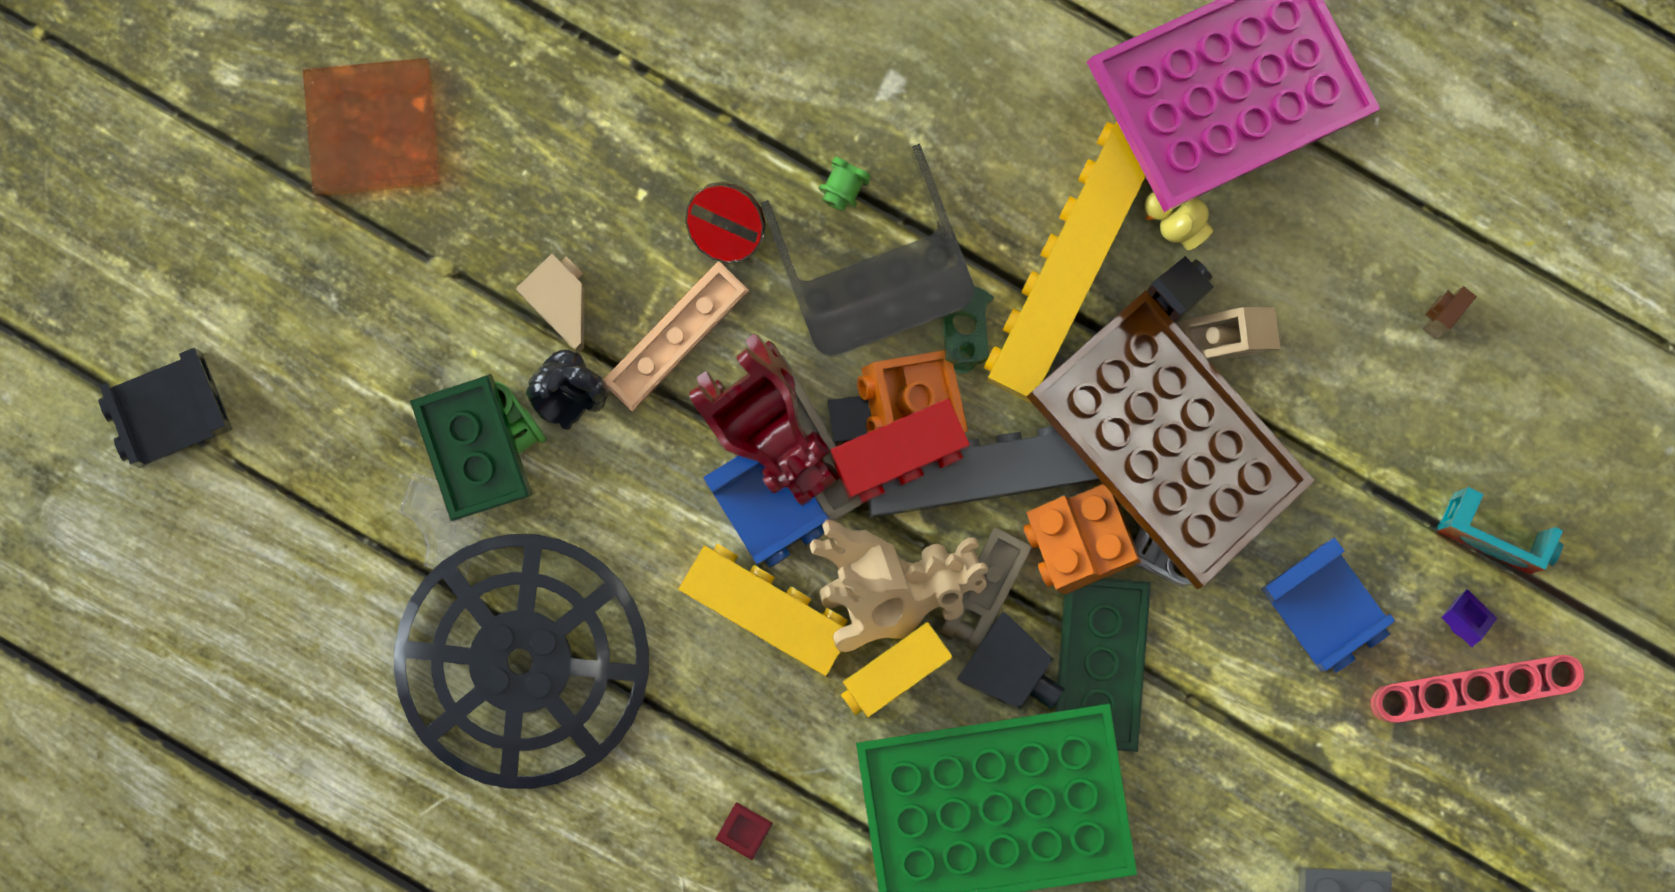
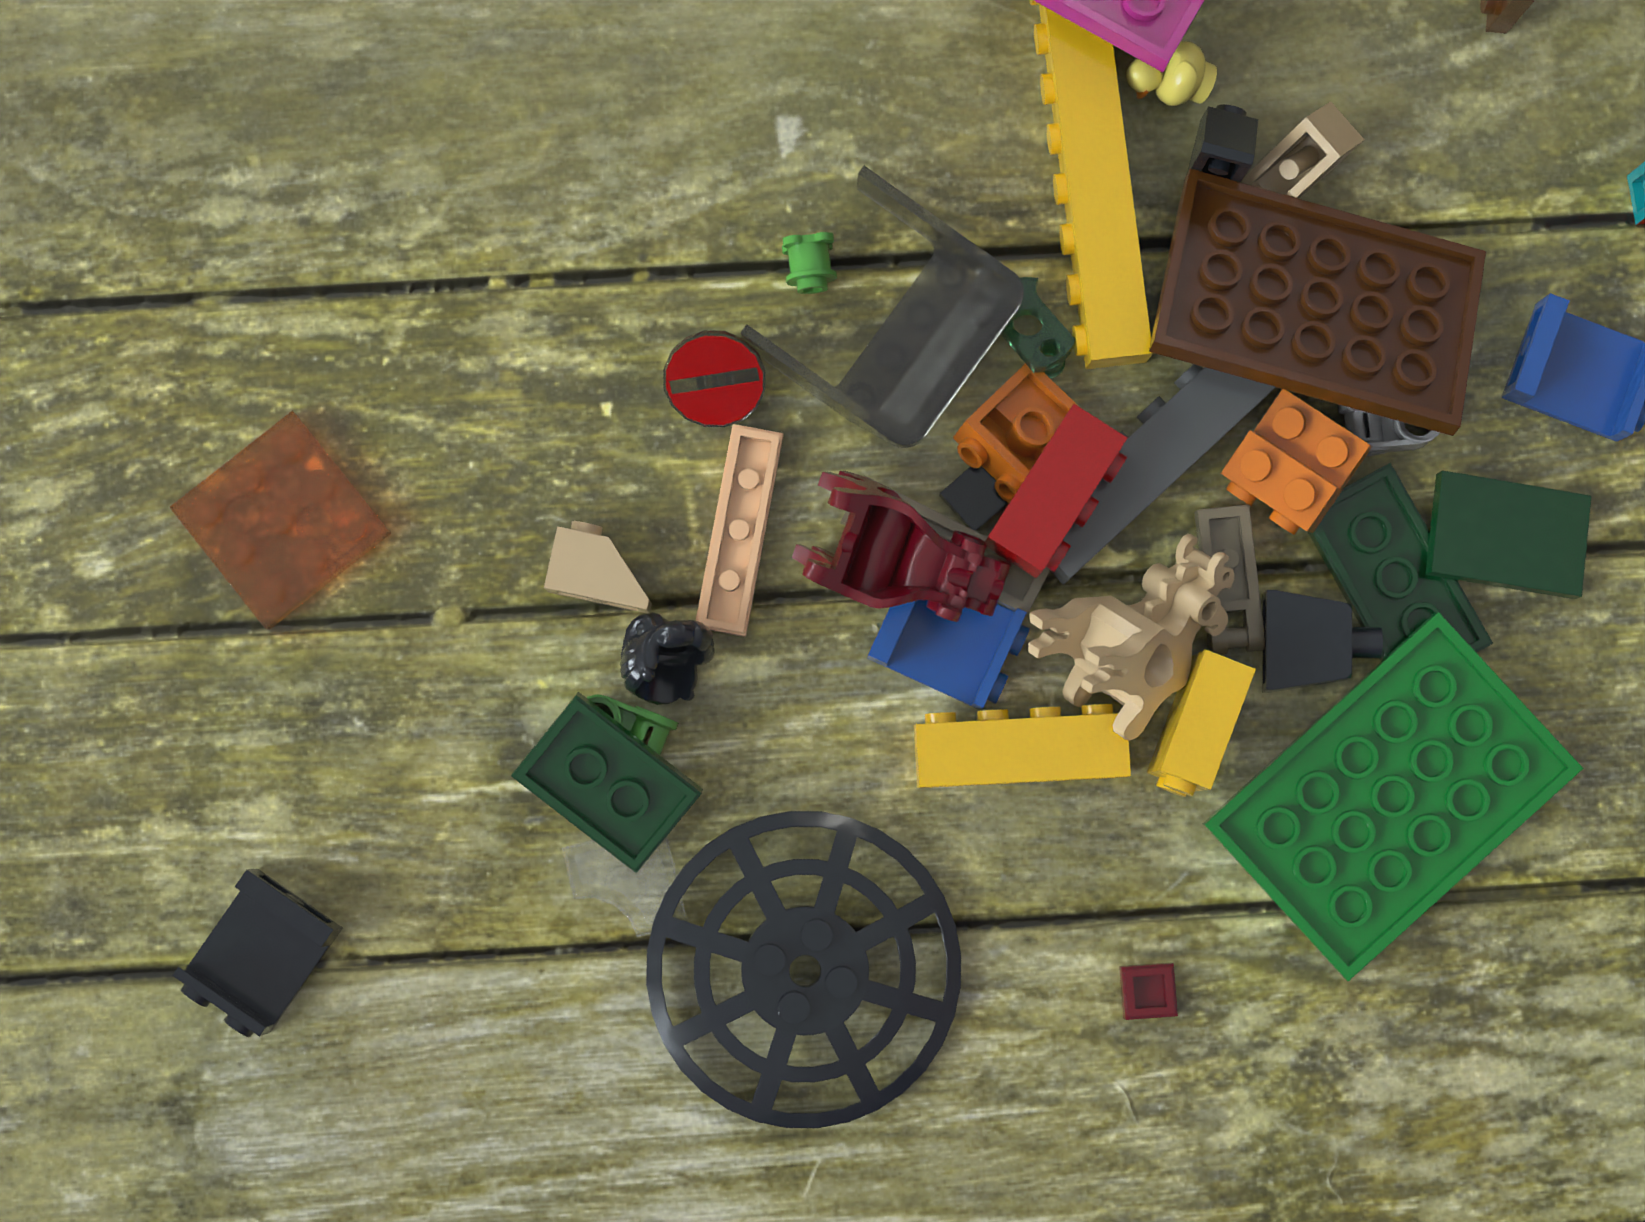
camera: 40 degrees left, 0 degrees up
(1198, 684) = (1508, 535): none -> dark green tile

